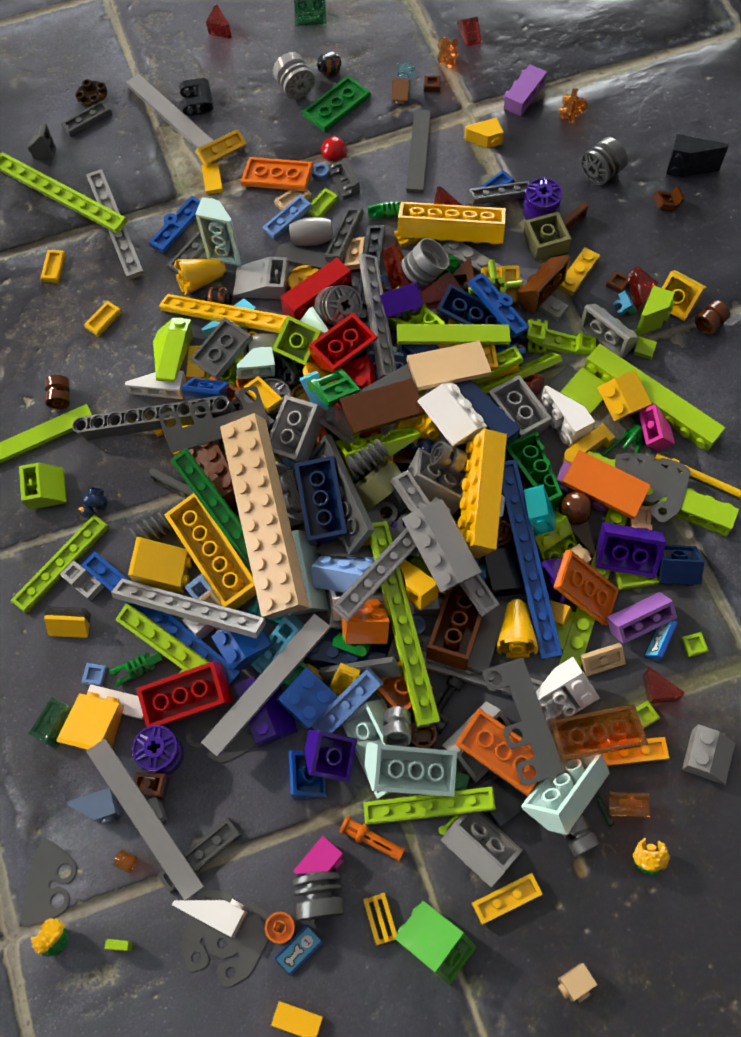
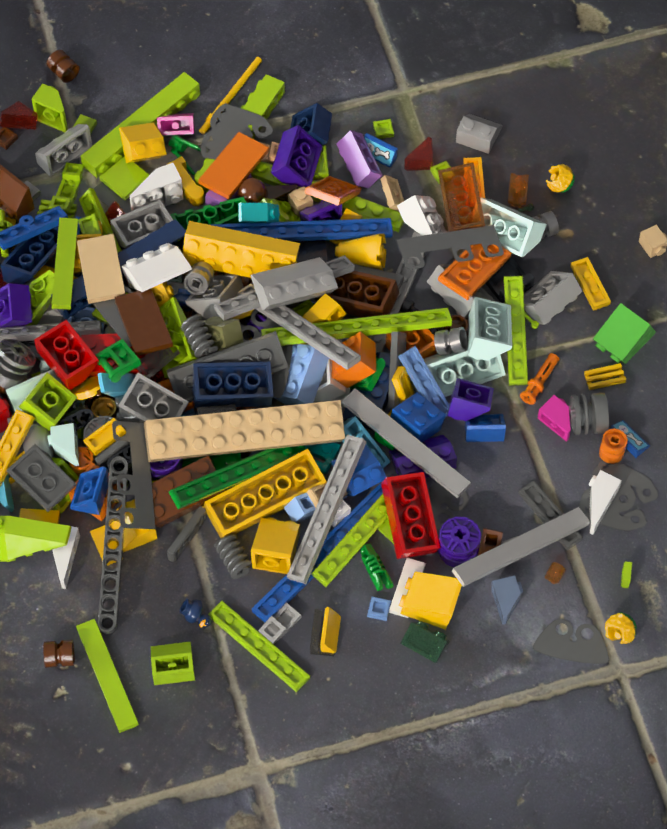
camera: 90 degrees left, 5 degrees down
(626, 303) = (34, 131): dark azure tile -> none
(686, 293) = (27, 83): yellow slope -> none

